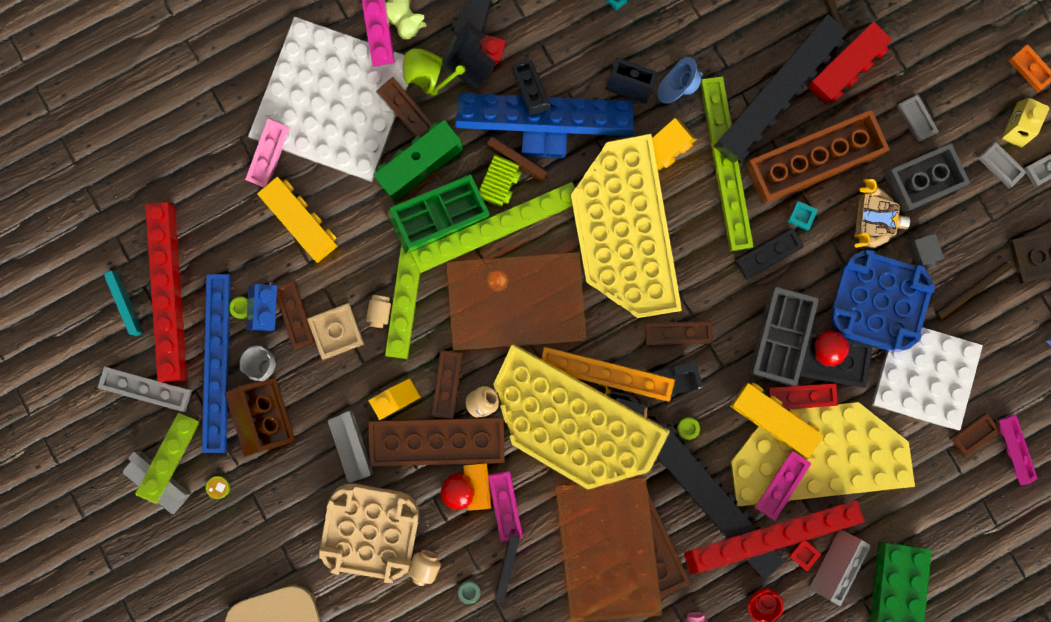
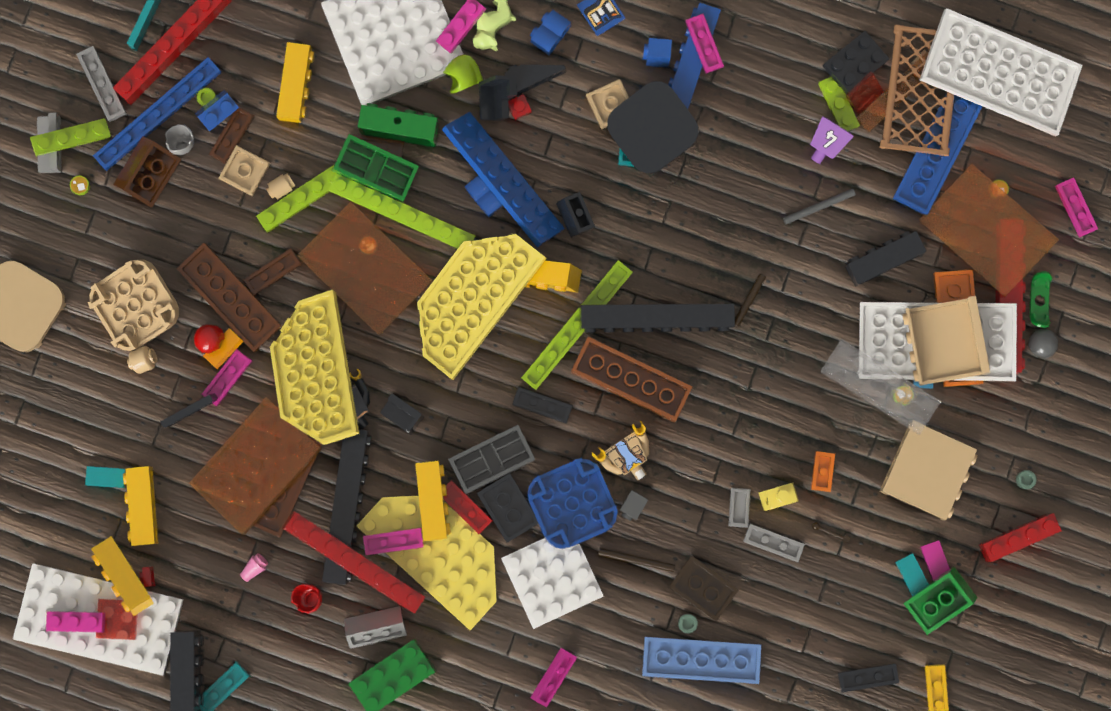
camera: 50 degrees right, 0 degrees up
(267, 152) = (320, 25): bright pink plate -> none
(350, 446) = (178, 246): light grey panel -> none
(394, 399) = (232, 246): yellow slope -> none
(404, 108) = (427, 86): reddish brown tile -> none
(459, 70) = (482, 98): lime hinge -> none
(469, 592) = (152, 402): sand green tile -> none
(482, 402) = (279, 303): tan head -> none
(499, 180) = (433, 188): lime brick -> none
(511, 155) = (458, 187): reddish brown tile -> none
(530, 87) = (512, 154): black tile -> none
(610, 374) = (368, 368): light orange plate -> none
(678, 333) = (437, 391): reddish brown tile -> none
(680, 80) = (605, 247): medium blue piece -> none
(688, 428) = (380, 451): lime tile -> none
(802, 215) = (586, 404): teal plate -> none
(804, 555) = (362, 596): red plate -> none
(831, 348) = (511, 497): red hair -> none
(849, 63) = (716, 348): red brick -> none
(917, 118) = (721, 425): light grey tile -> none
(926, 178) = (681, 463): dark grey brick -> none
(975, 434) = (540, 642): reddish brown tile -> none

